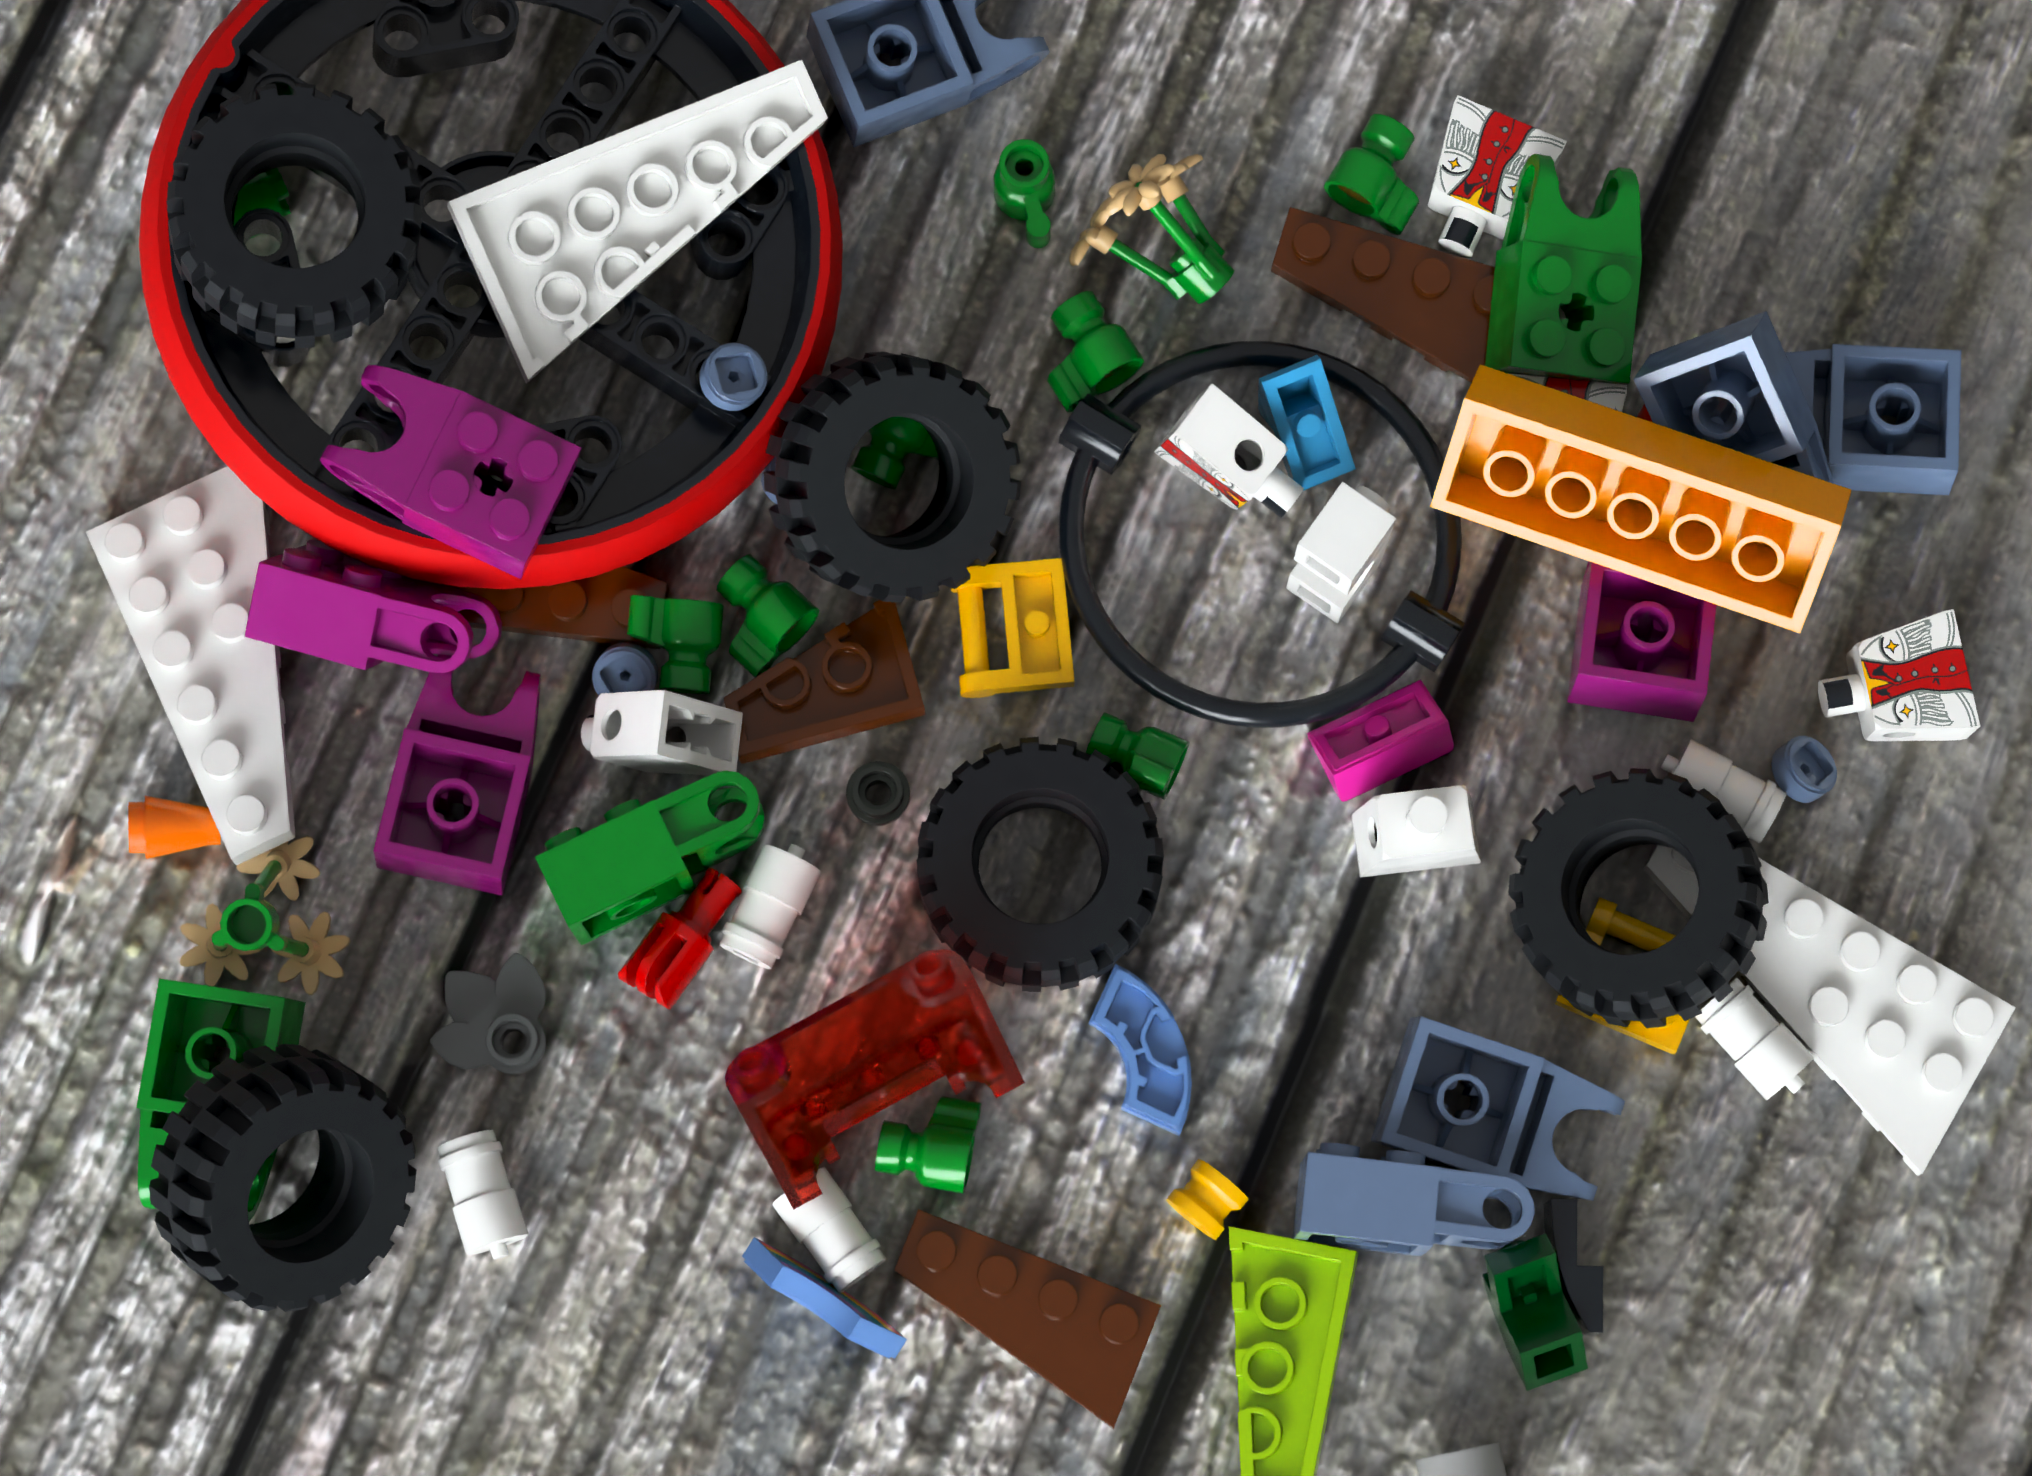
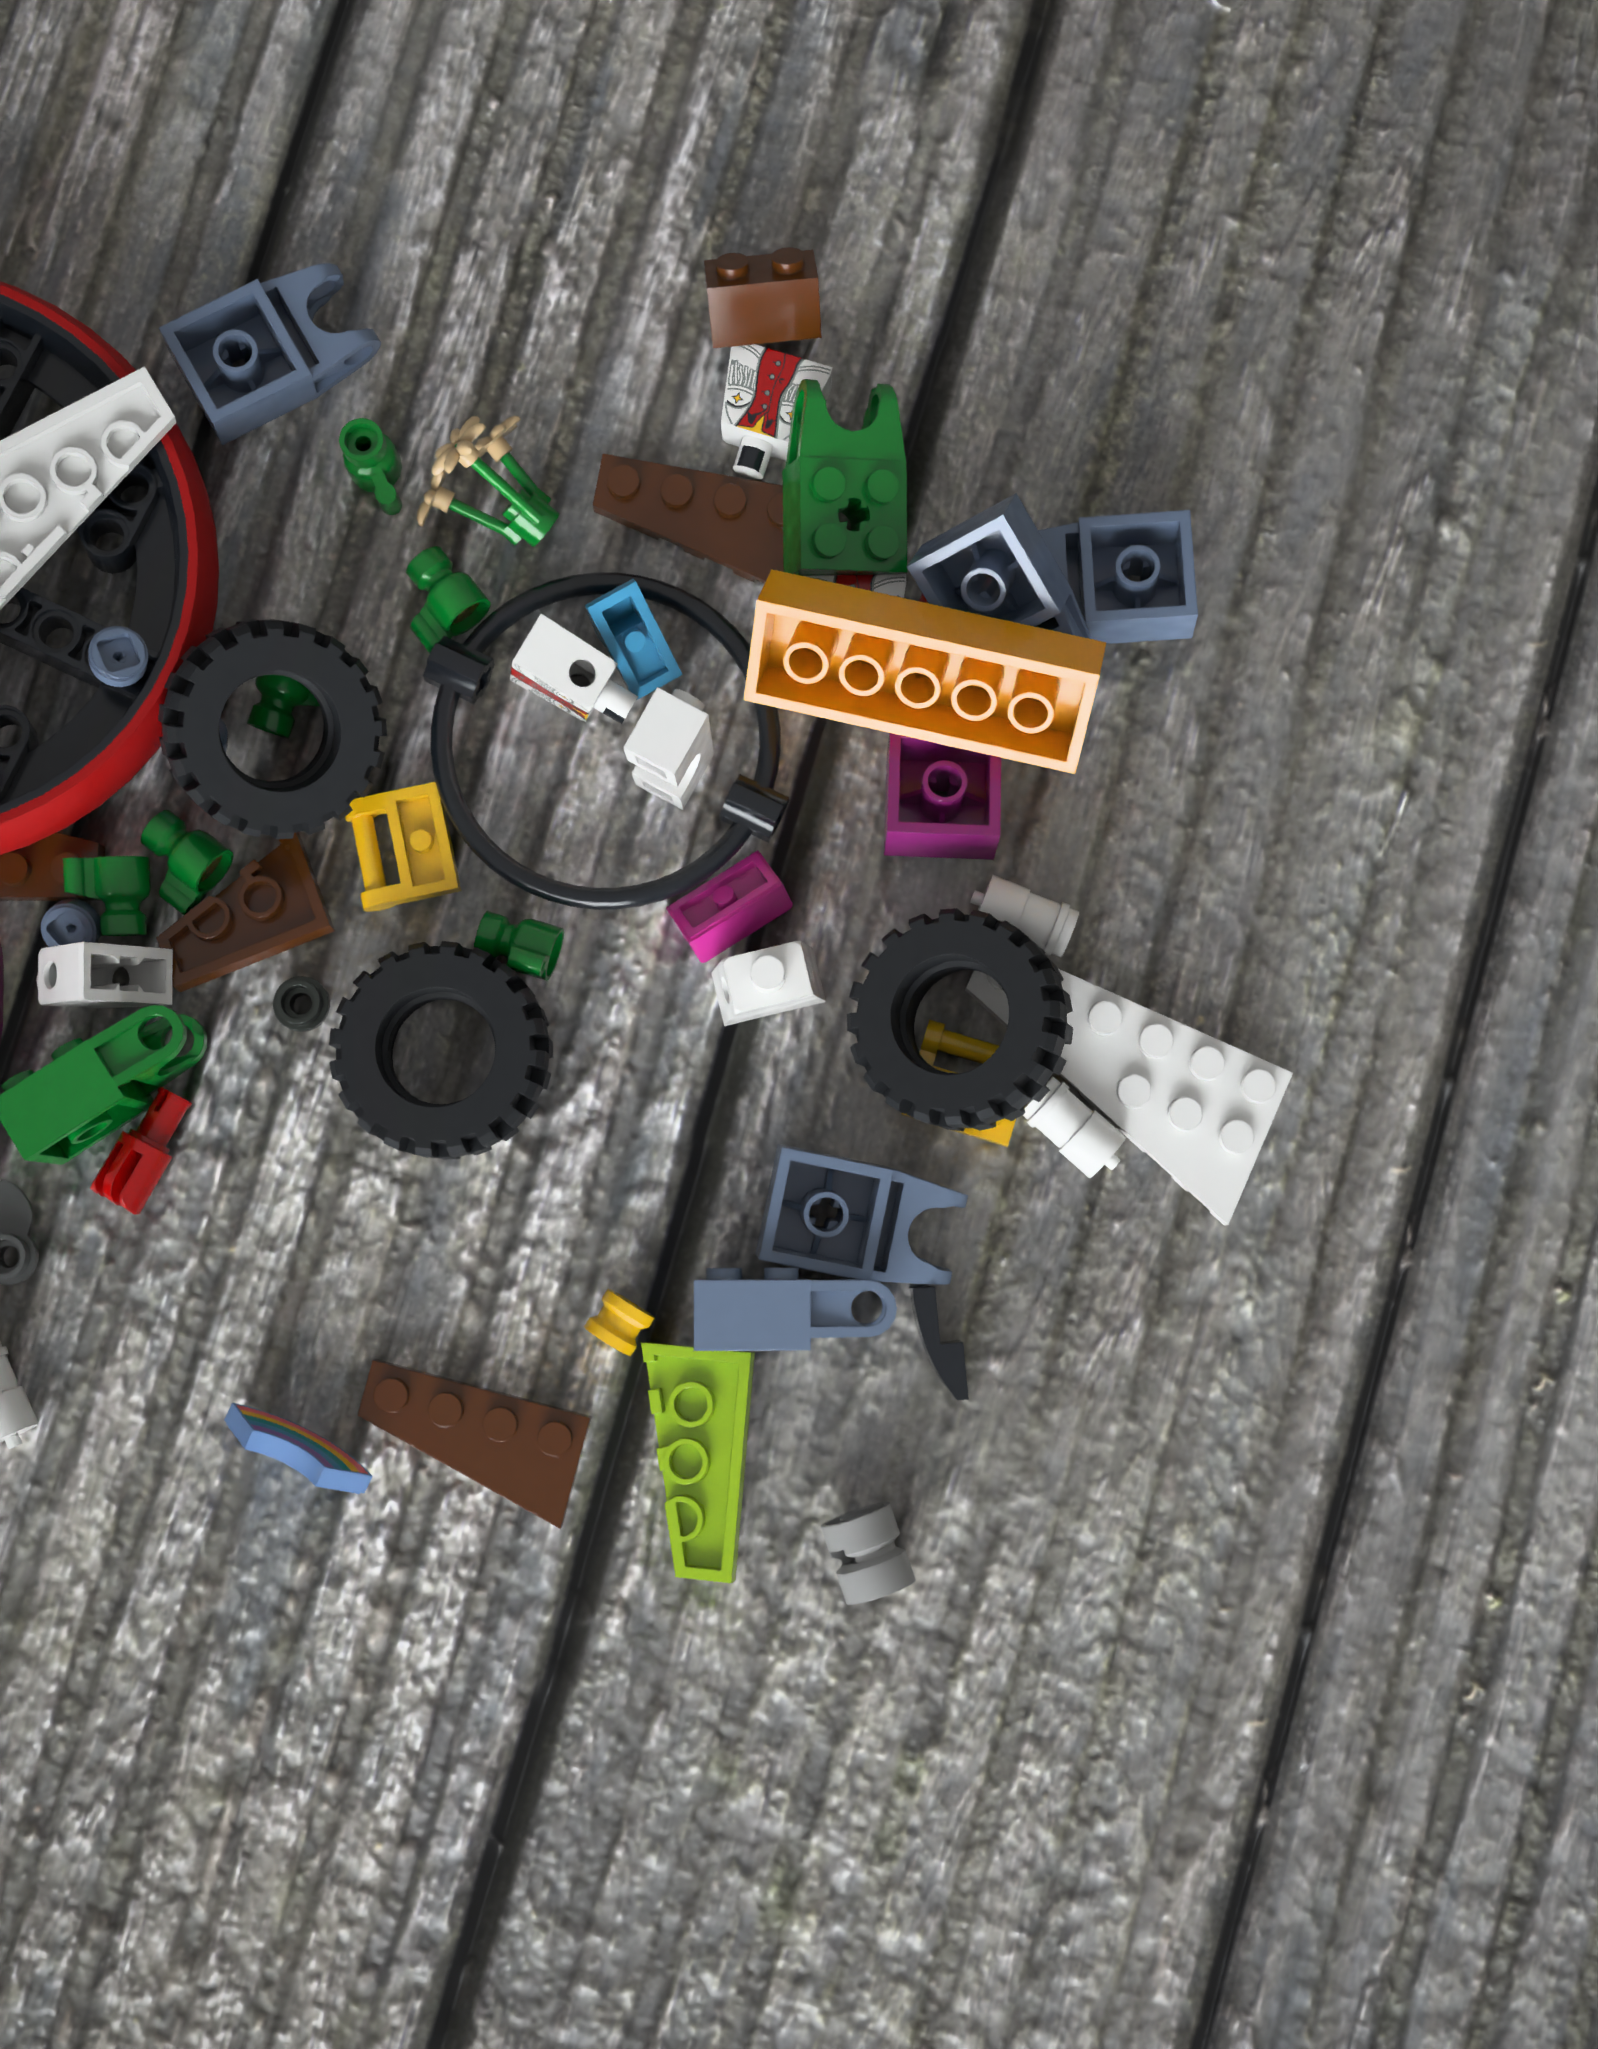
camera: 10 degrees left, 5 degrees up
(771, 901) = (216, 1113): white piece -> none
(832, 1234) = (296, 1387): white piece -> none
(863, 1058) = (292, 1244): clear red windscreen -> none
(939, 1153) = (386, 1310): green piece -> none
(1149, 1047) = (559, 1196): medium blue tile -> none
(1366, 176) = (665, 422): green piece -> none
(1496, 55) = (763, 297): none -> reddish brown slope
(1533, 1312) = (909, 1387): dark green brick -> none
(1804, 769) = (1092, 889): sand blue tile -> none
(1907, 684) = (1173, 805): torso -> none

